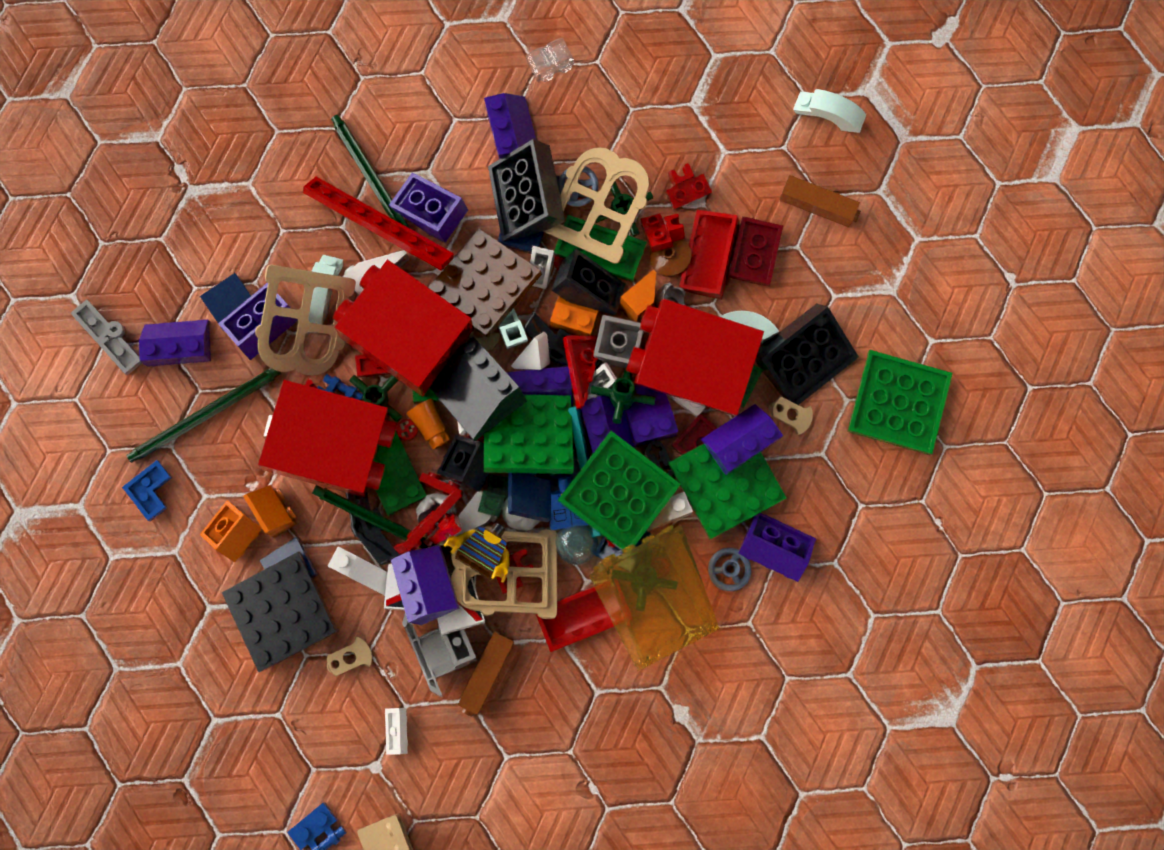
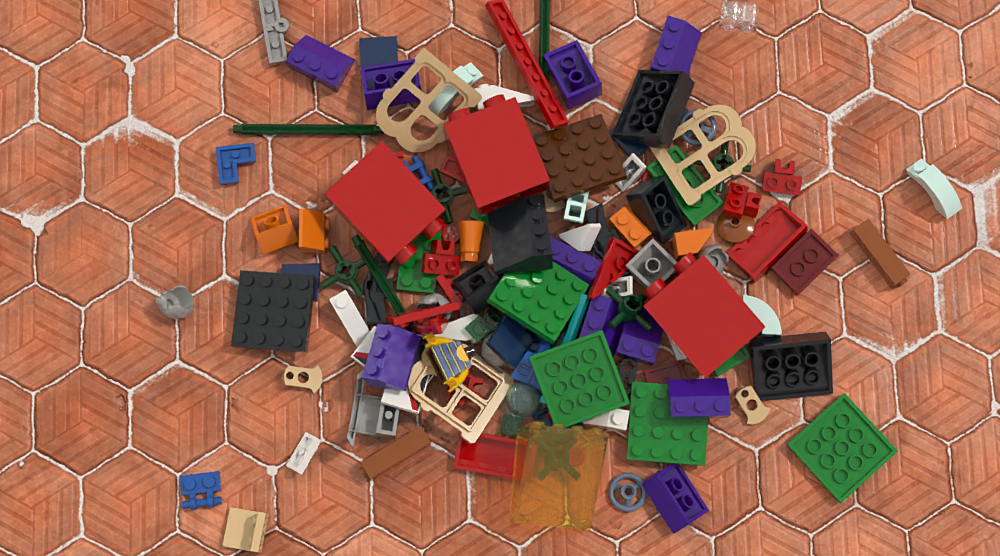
camera: 35 degrees right, 0 degrees up
(176, 664) = (176, 303): none -> light grey hair
(319, 524) = (341, 265): none -> dark green bar
(413, 459) = (441, 259): none -> red plate
(579, 576) = (510, 425): none -> clear green tile

